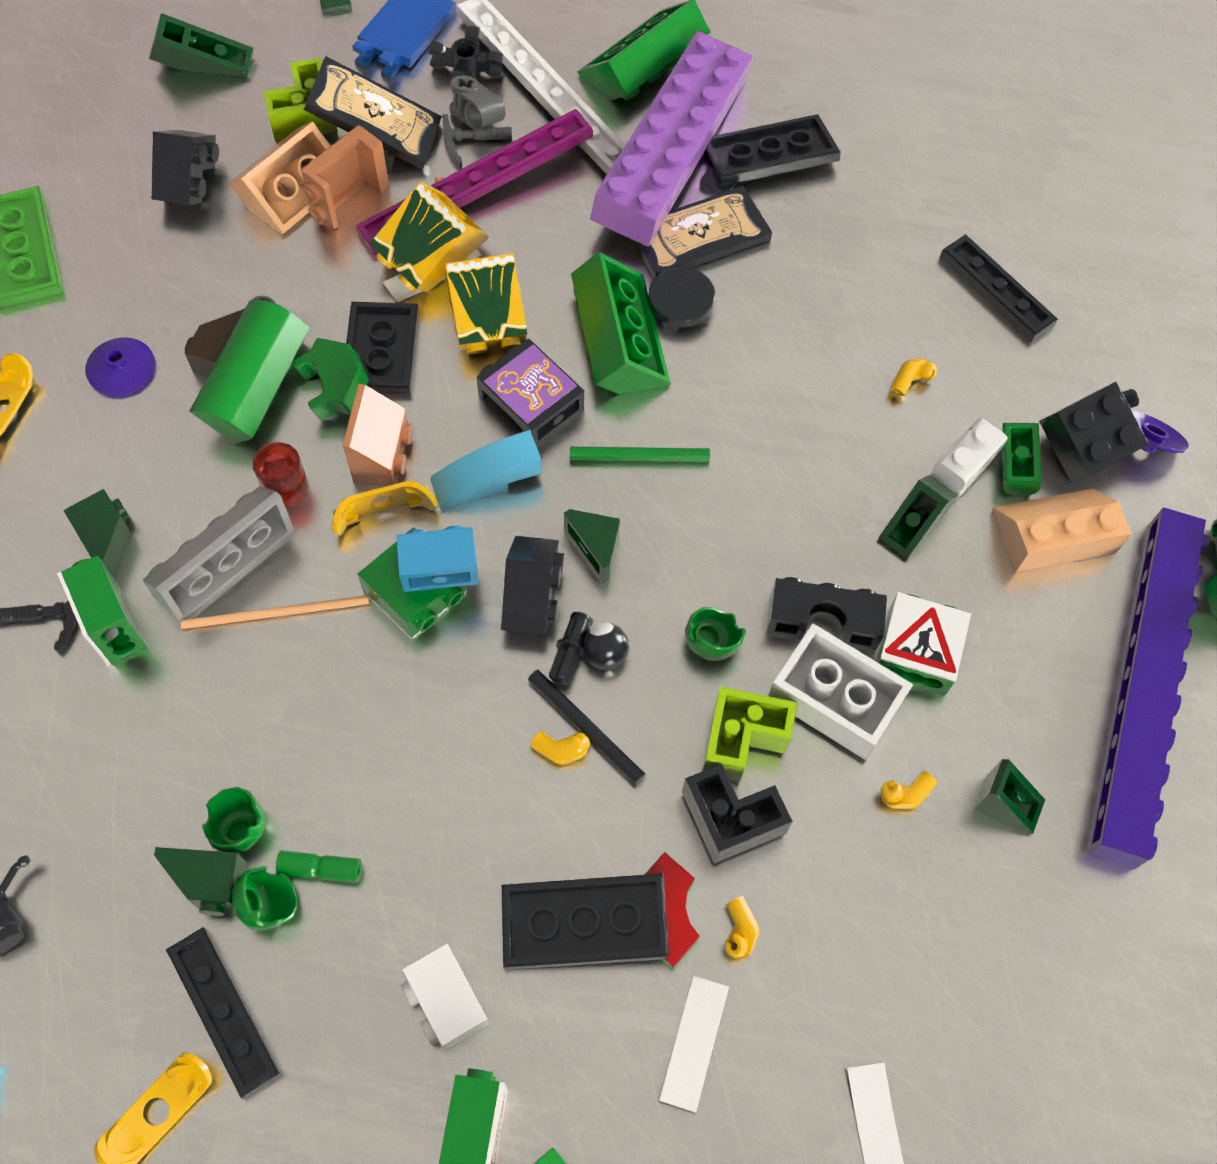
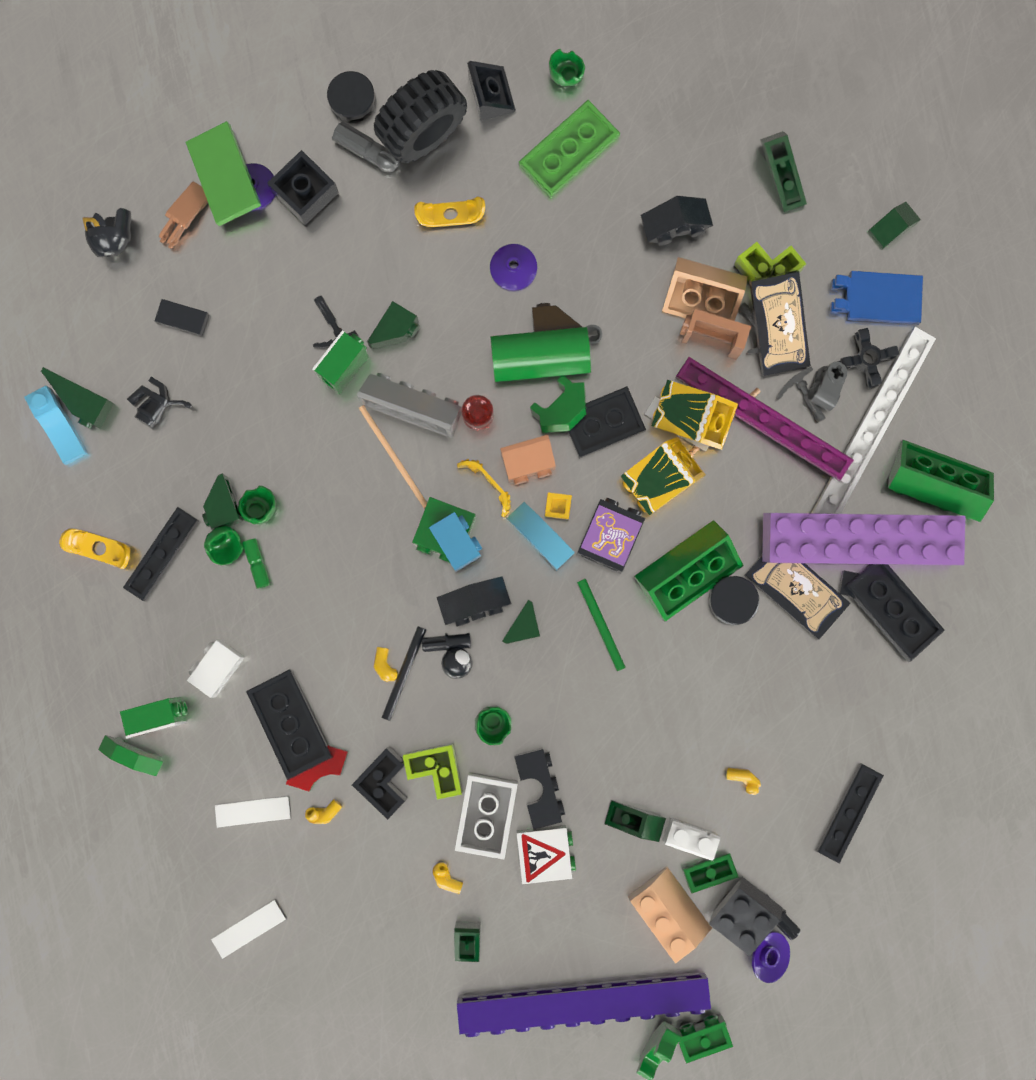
camera: 70 degrees right, 20 degrees up
(458, 436) = (558, 506): none -> yellow plate

